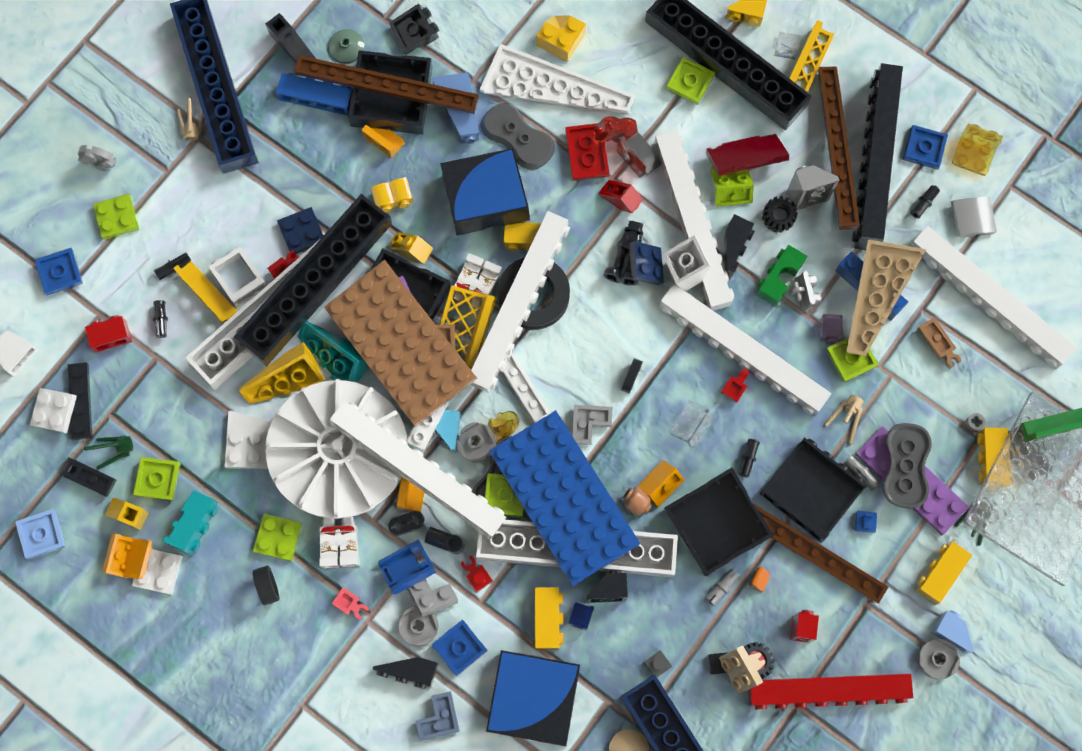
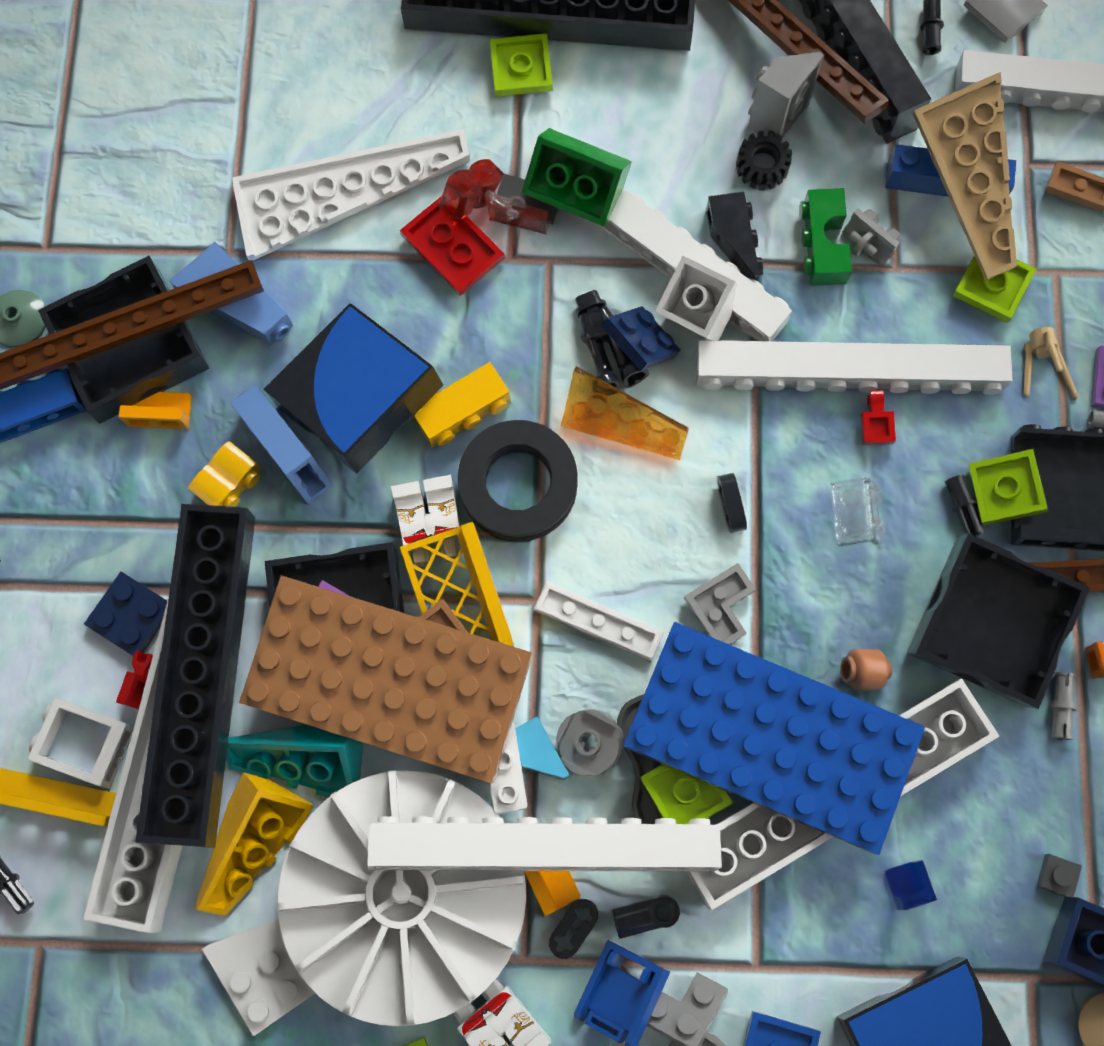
camera: 30 degrees left, 0 degrees up
(410, 247) = (303, 533): yellow slope -> none
(414, 28) = (97, 232): black plate -> none
(430, 196) = (281, 444): none -> medium blue slope
(478, 576) = (727, 932): red plate -> none
(504, 424) = (609, 689): clear yellow hair -> none
(506, 126) = (319, 283): dark grey plate -> none
(518, 301) = (509, 506): white brick -> none
(548, 618) = (869, 923): yellow brick -> none
(561, 36) = (307, 115): yellow slope -> none
(605, 294) = (616, 416): none -> clear orange wing
(610, 588) = (924, 819): black slope -> none
(621, 195) = (540, 271): red slope -> none
(661, 482) = (876, 620): light orange panel -> none
(671, 158) = (575, 176): none -> green slope
(732, 188) = (676, 160): lime bracket -> none
(747, 154) = (667, 109): dark red piece -> none
(776, 463) = (1008, 487): none -> lime plate
(831, 328) = (941, 263): clear purple brick -> none

